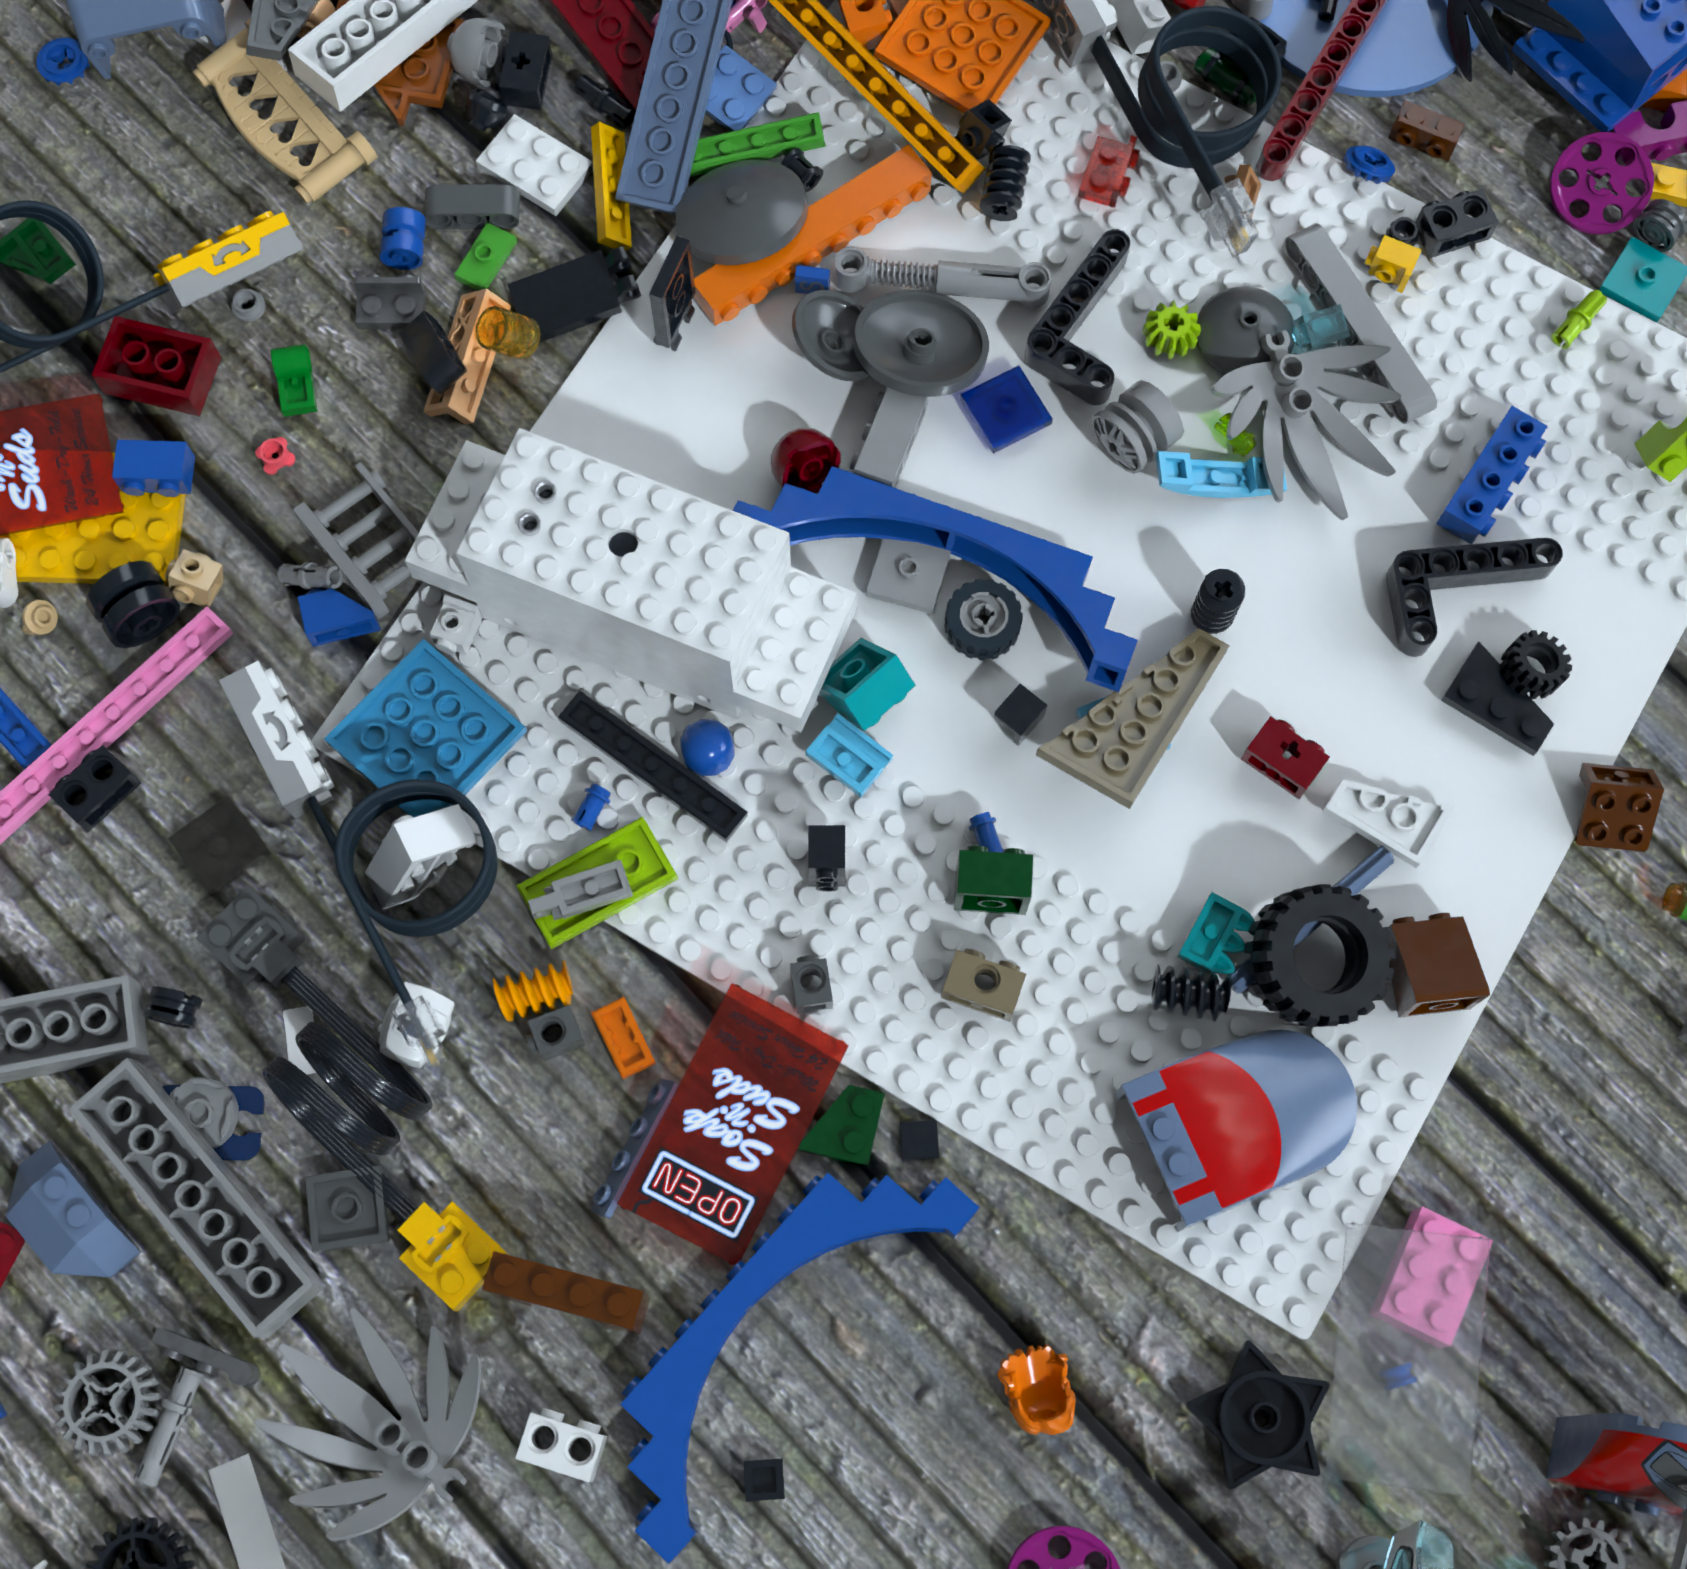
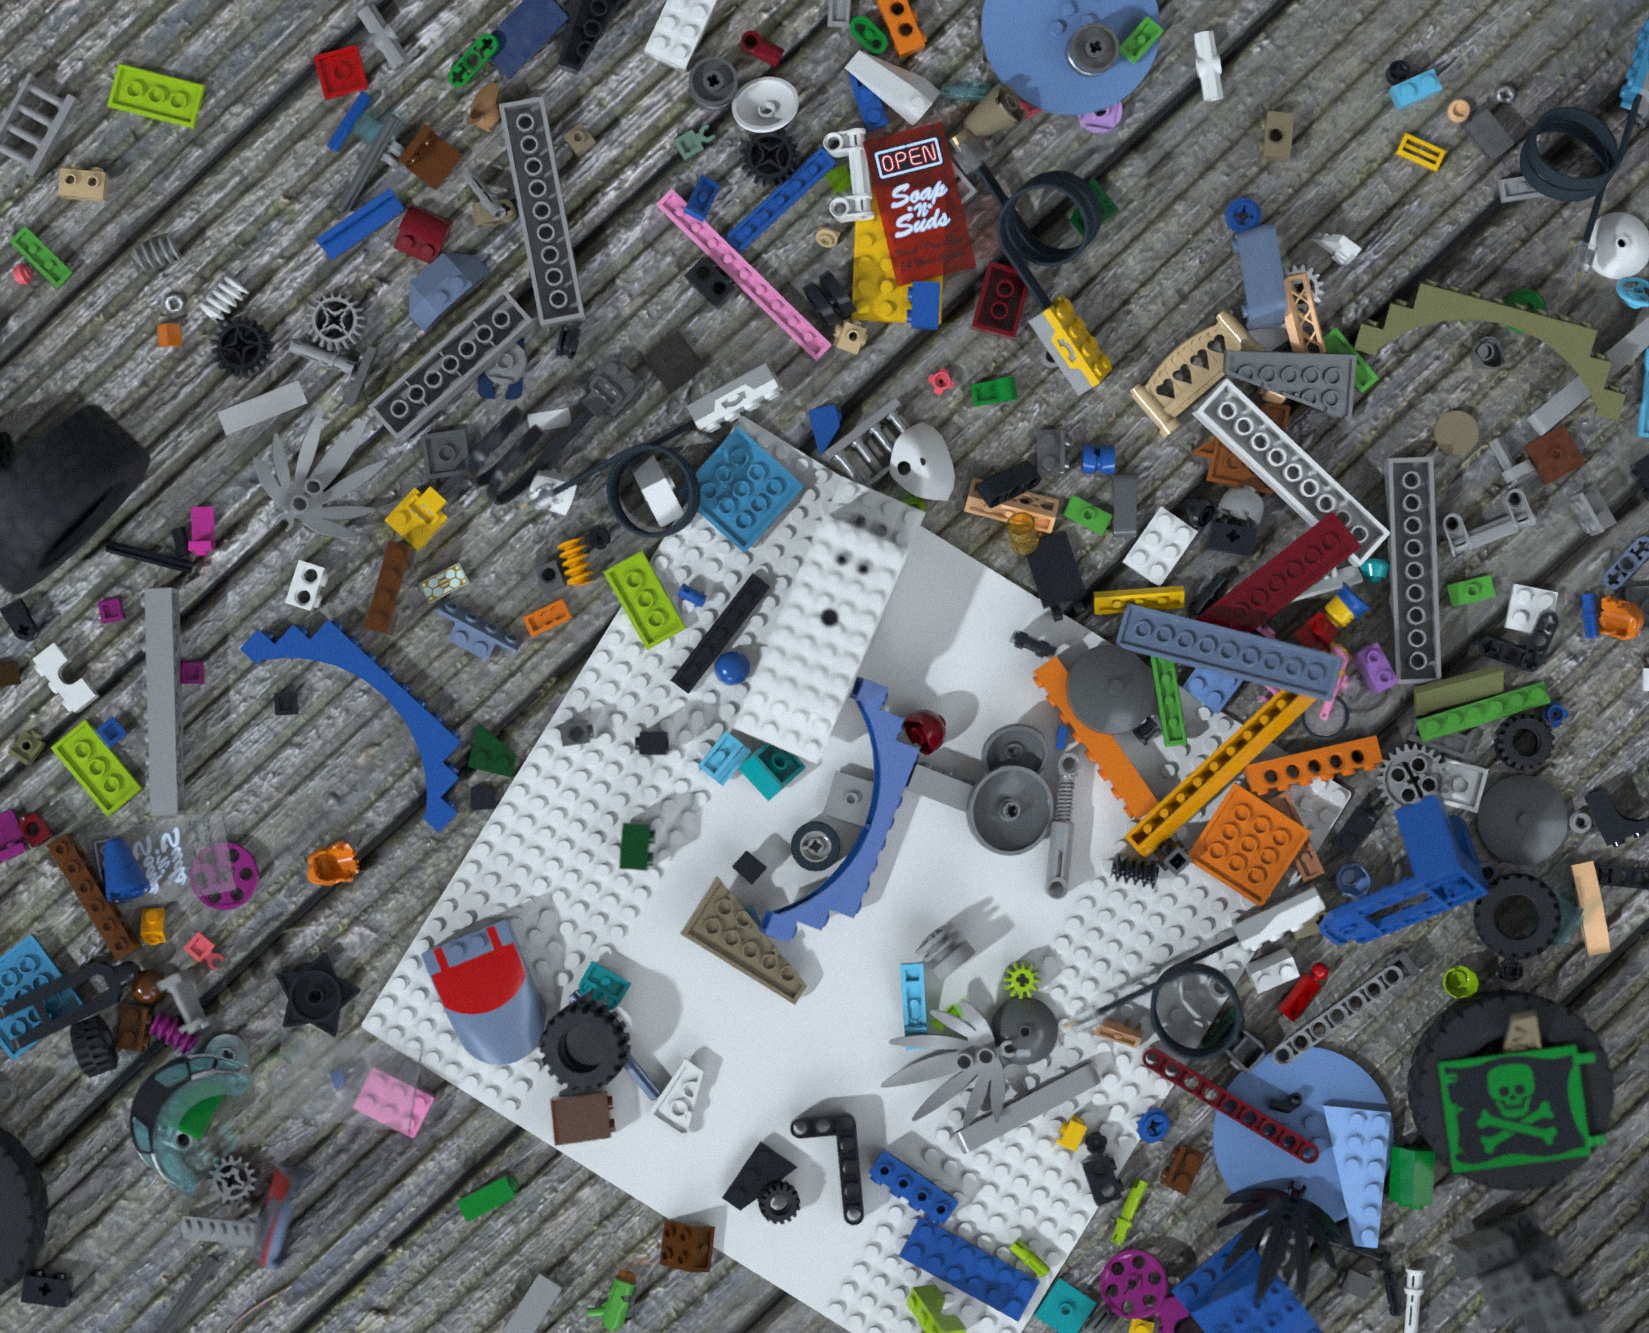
camera: 90 degrees right, 15 degrees up
(310, 575) = (847, 420): light grey pin -> none
(418, 460) = (926, 481): none -> white piece
(460, 637) = (817, 513): white brick -> none
(493, 948) = (600, 532): none -> black plate
(563, 1209) = (444, 583): none -> light aqua tile
(582, 892) = (634, 592): light grey hinge -> none
(733, 1124) = (491, 685): clear red piece -> none
(962, 990) = (564, 849): dark tan brick -> none
(985, 832) = (670, 844): blue pin -> none
(1006, 409) = (967, 866): clear blue plate -> none
(1073, 314) = (1038, 906): black beam -> none
(1107, 171) = (1146, 942): clear red bracket -> none
(1191, 992) = (566, 965): black piece -> none
(1218, 601) = (820, 988): black piece -> none
(1290, 774) = (707, 1043): dark red brick -> none
(1320, 329) = (1020, 1079): clear light blue brick -> none
(1499, 197) = (1129, 1210): none -> lime pin
(1575, 1114) = (488, 1196): none -> green brick
(1603, 403) = (969, 1268): none -> blue plate

